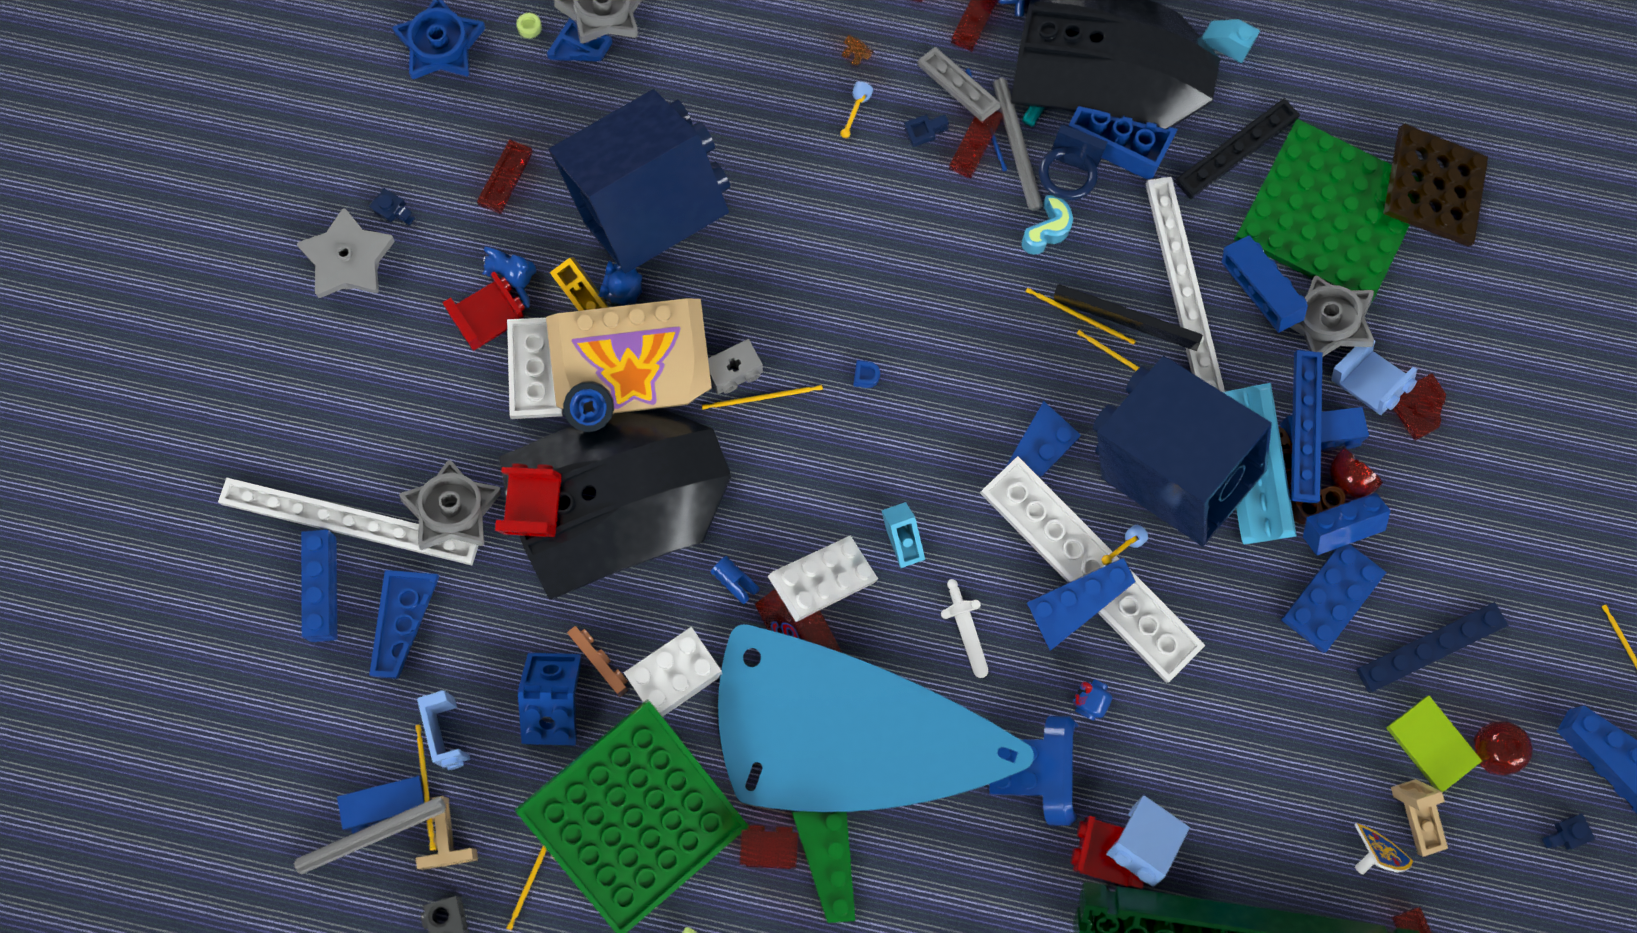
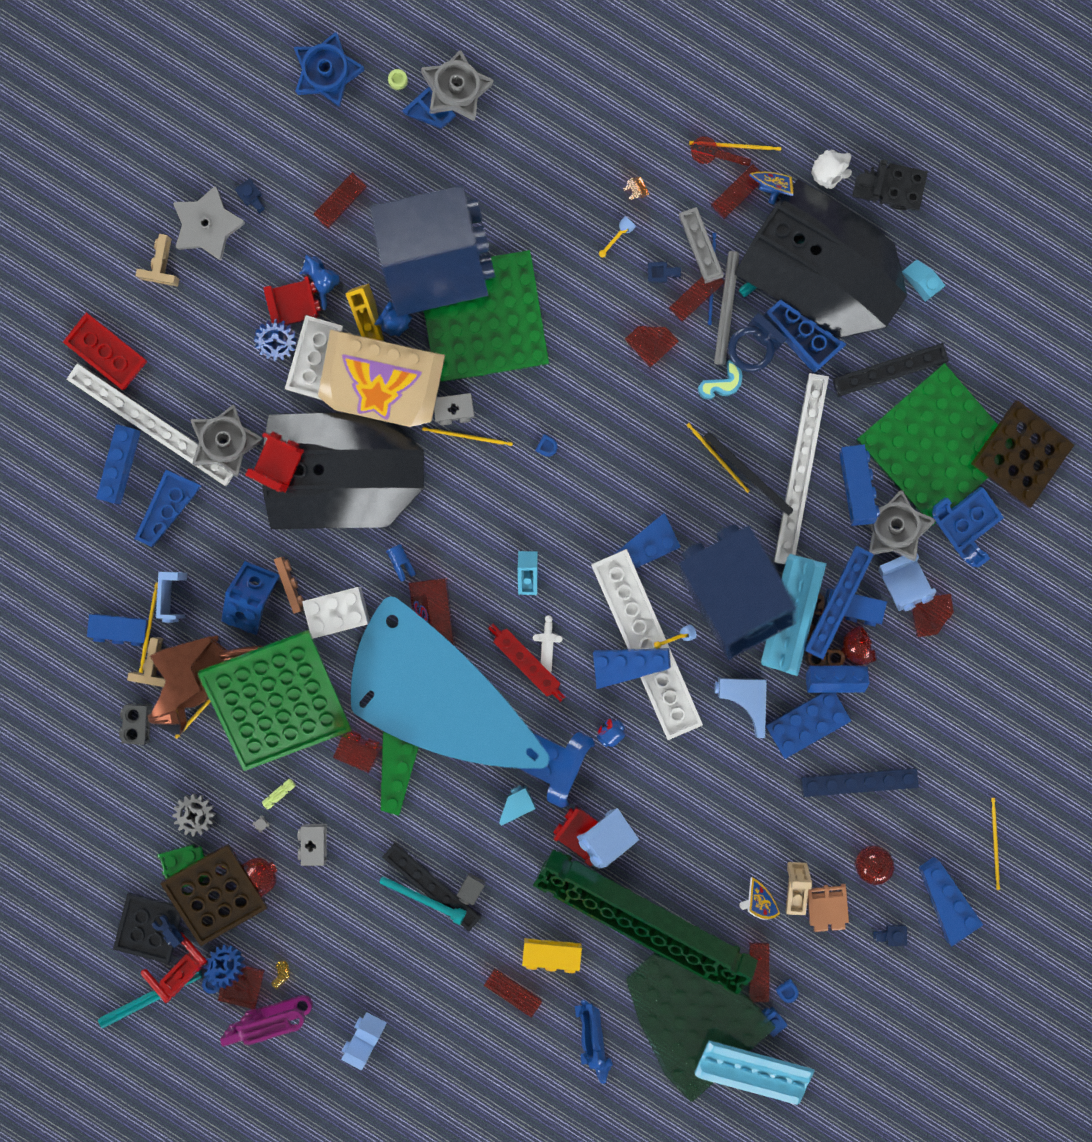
camera: 25 degrees right, 15 degrees up
(259, 451) = (105, 351): none -> red plate
(301, 334) = (159, 264): none -> tan bracket
(370, 835) = (103, 647): light grey axle -> none
(467, 363) = (266, 342): none -> gear
(499, 836) = (182, 684): none -> copper piece
(588, 420) = (338, 397): wheel -> none
(744, 259) = (494, 330): none -> green plate
(822, 578) = (459, 585): white plate -> none
(945, 211) = (651, 343): none -> clear red plate
(947, 649) = (526, 662): none -> red plate
(1008, 843) = (517, 804): none -> medium azure slope
(1107, 350) = (738, 506): yellow piece -> none
(1248, 587) = (750, 695): none -> light blue arch
(1411, 284) = (967, 523): none -> blue piece
(1434, 744) = (829, 845): lime tile -> none
(1472, 828) = (828, 908): none -> nougat plate

